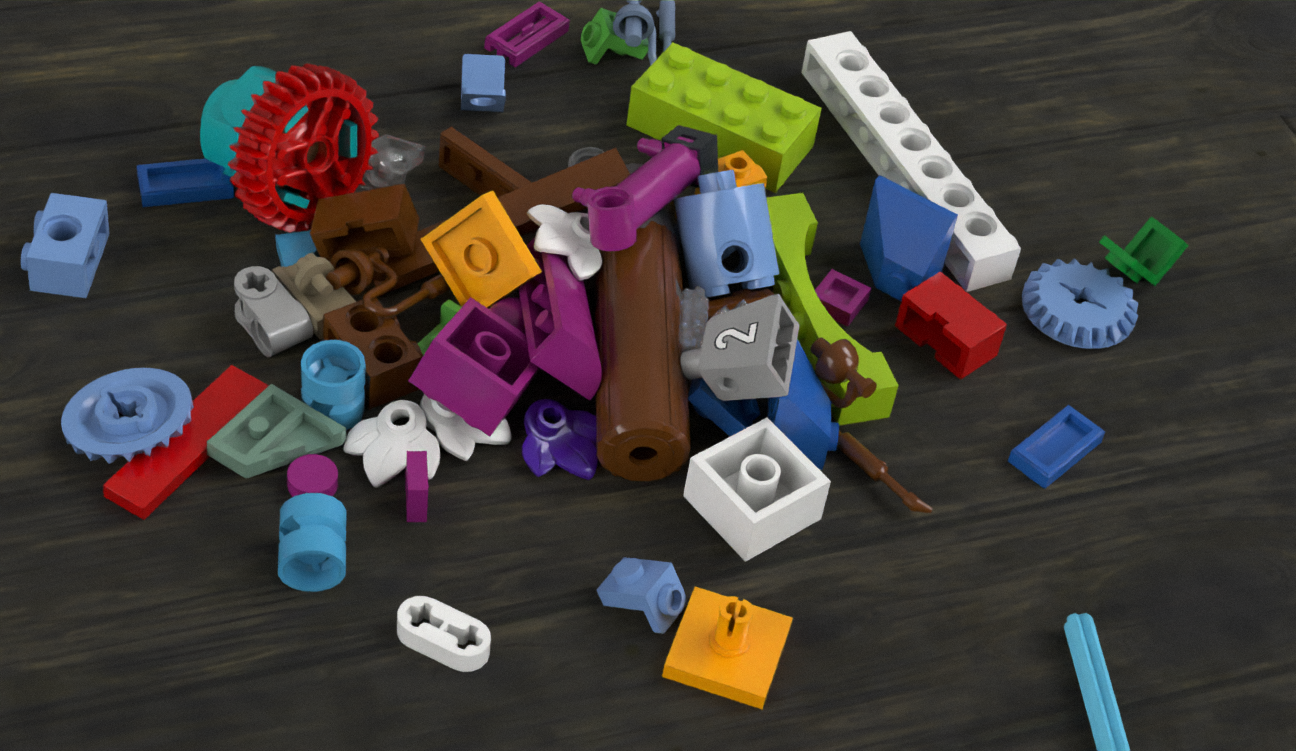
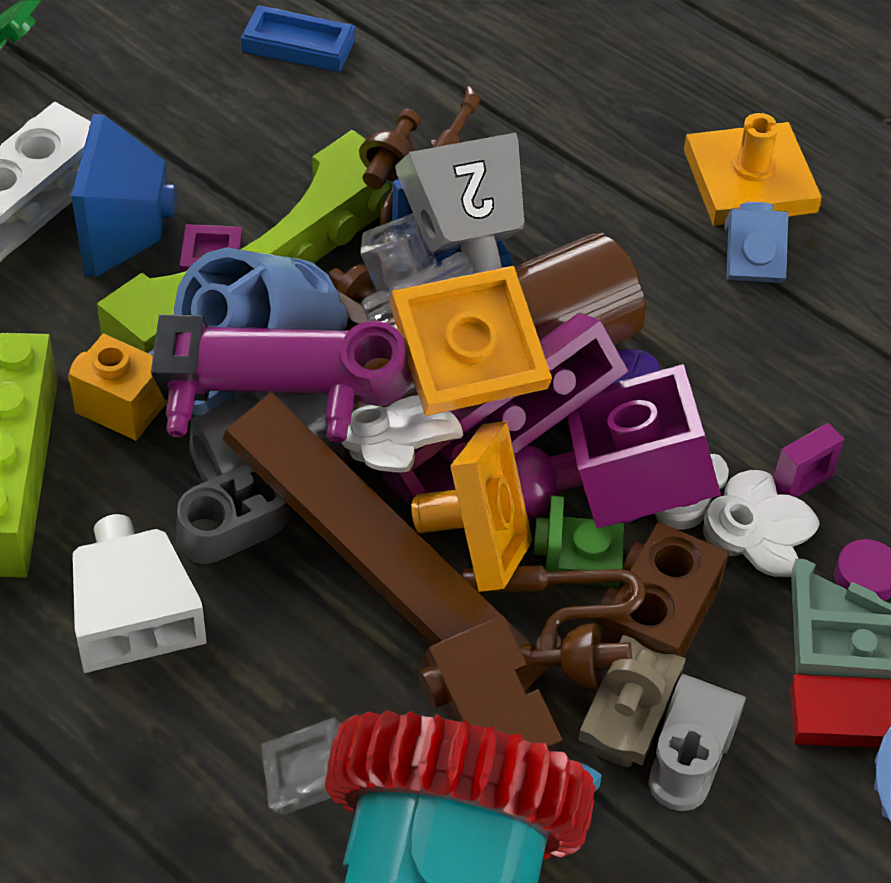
camera: 115 degrees left, 5 degrees up
(334, 381) = (756, 596): dark azure wheel -> none
(476, 166) = (274, 639): reddish brown tile -> none
(483, 83) = (91, 747): medium blue bracket -> none
(563, 127) = (132, 597): none -> white torso
(591, 256) = (470, 340): none -> light orange tile
(756, 488) = (579, 185): white brick -> none
(951, 323) = (199, 136): red brick -> none
(1091, 325) = (99, 85): medium blue gear -> none

